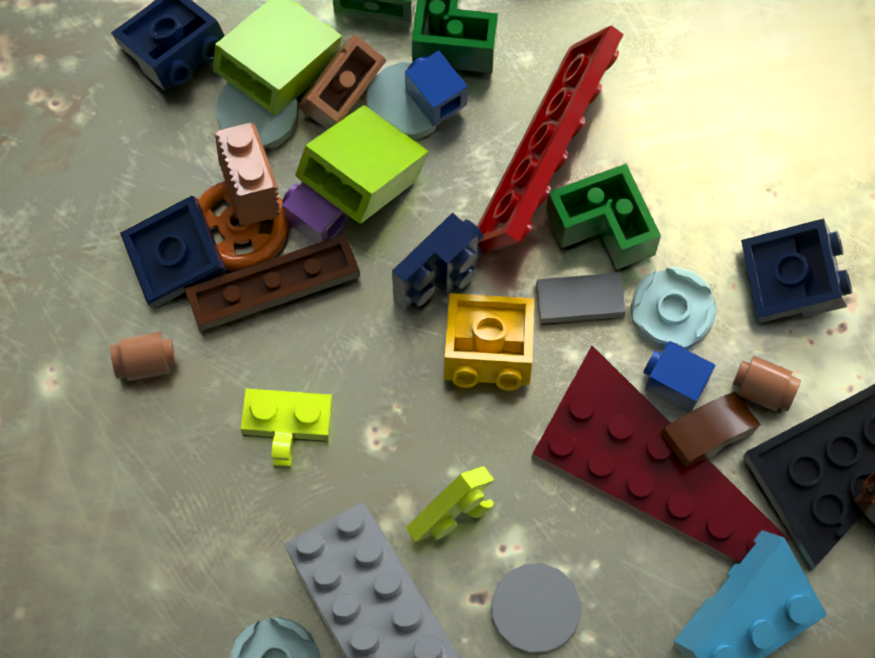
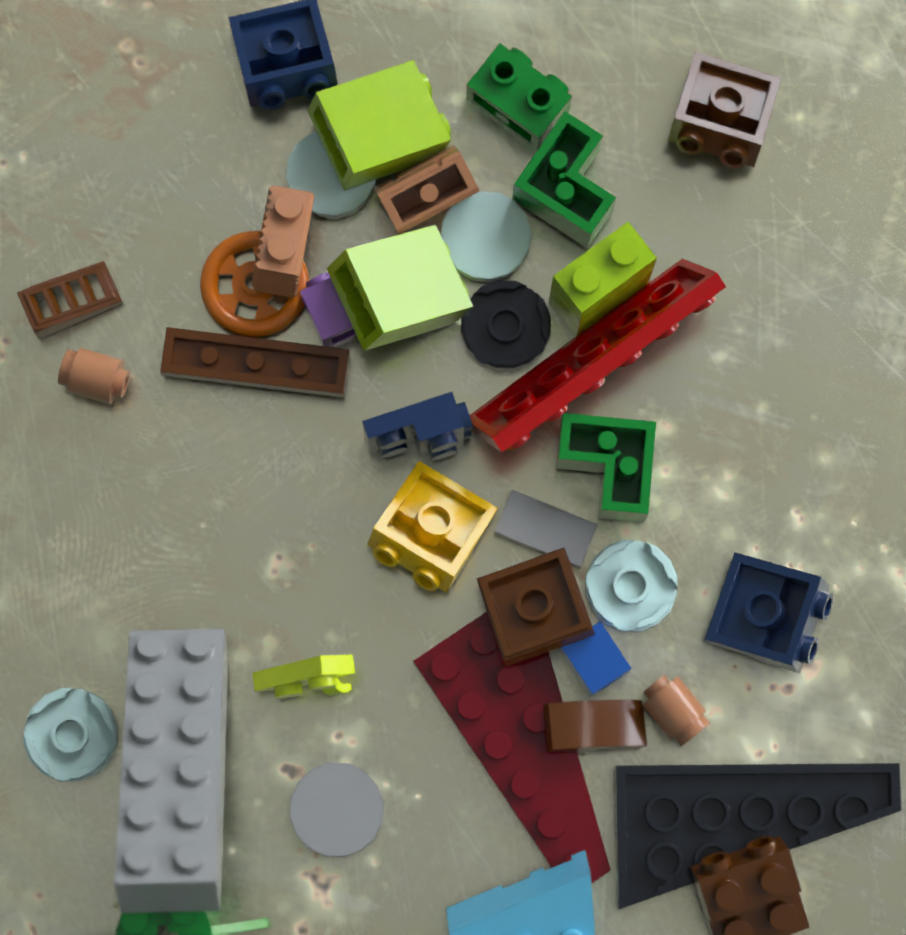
camera: 25 degrees right, 10 degrees up
(80, 339) = (61, 320): none -> reddish brown slope
(173, 251) = (175, 282): dark blue plate -> none
(286, 418) = (199, 504): neon yellow plate -> none
(435, 87) = (515, 241): blue brick -> none
(461, 160) = (506, 326): none -> black tile
(520, 79) = (601, 278): none -> lime brick
(610, 357) = (535, 607): none -> reddish brown plate

